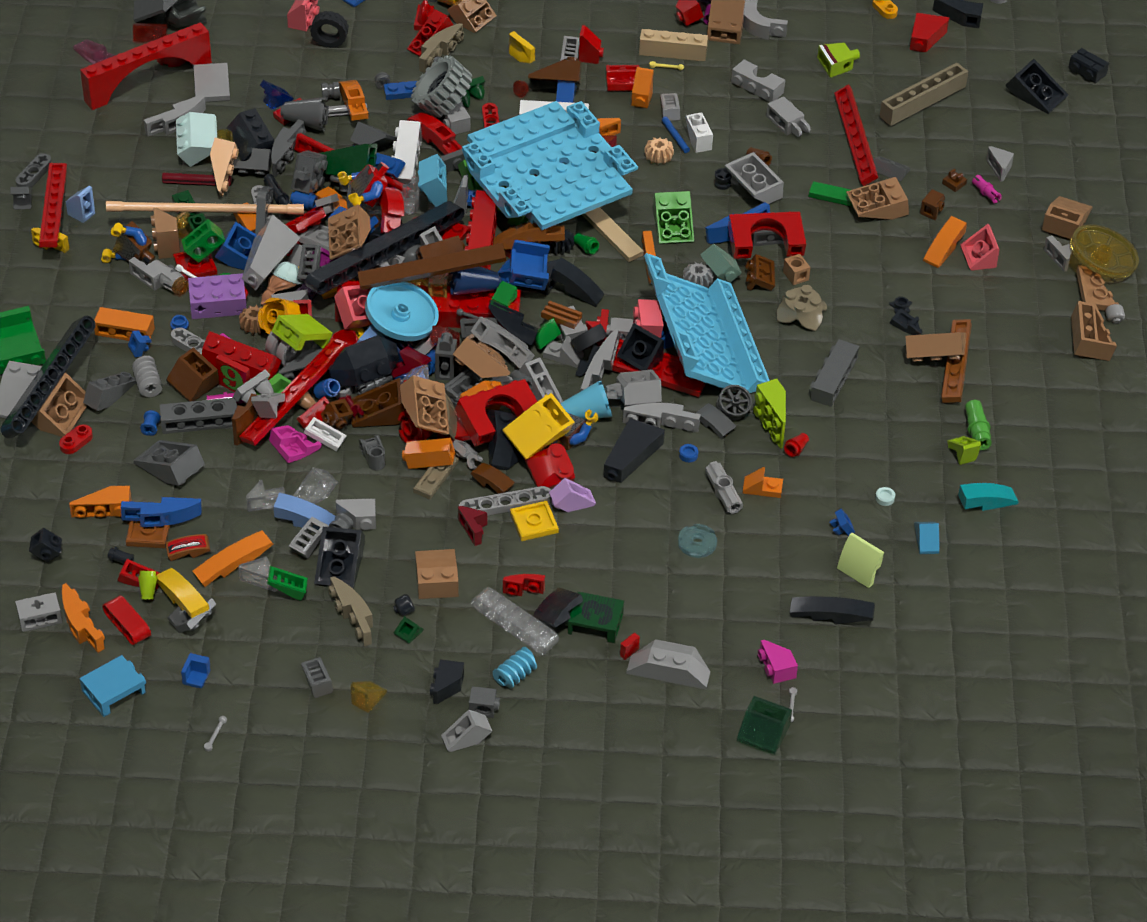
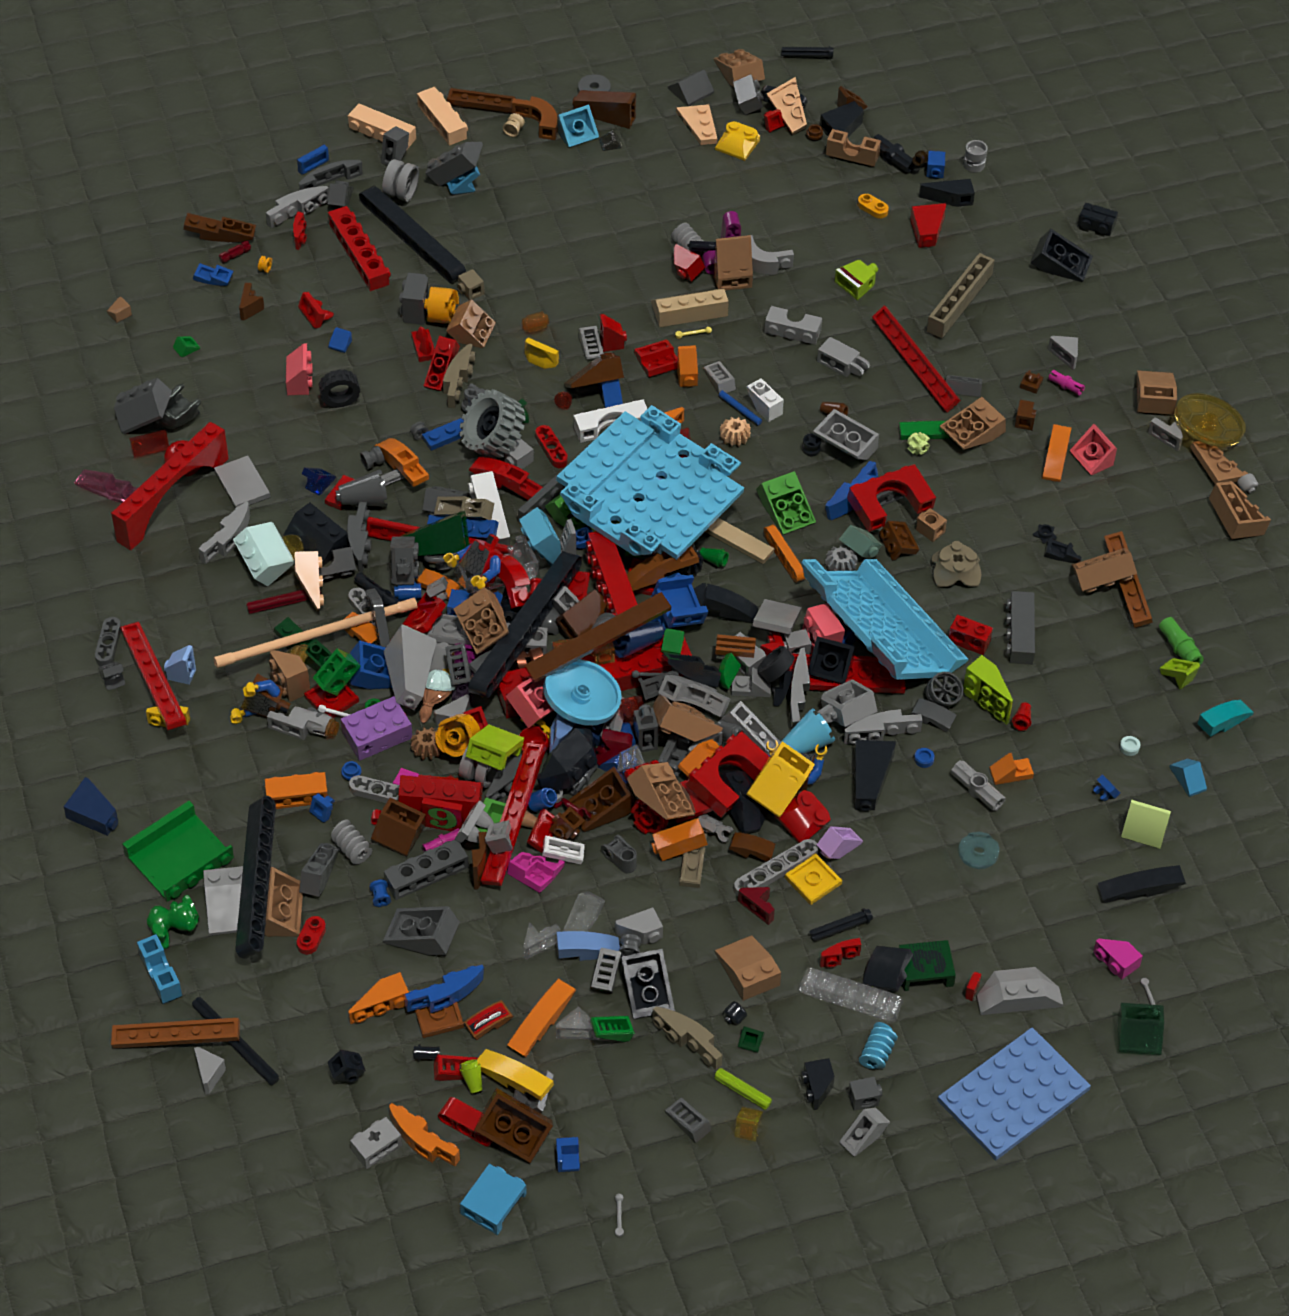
camera: 20 degrees left, 5 degrees up
(158, 631) = (513, 1125): none -> reddish brown slope
(378, 666) = (743, 1088): none -> lime axle
(385, 145) = (473, 507): none -> dark tan slope
(529, 22) = (535, 322): none -> clear orange brick
(538, 563) = (840, 925): none -> black axle
(611, 302) = (777, 616): none -> light grey tile
(621, 744) = (1013, 1093): none -> medium blue plate
(783, 365) = (970, 634): none -> red brick
(820, 201) = (918, 443): none -> yellowish green gear

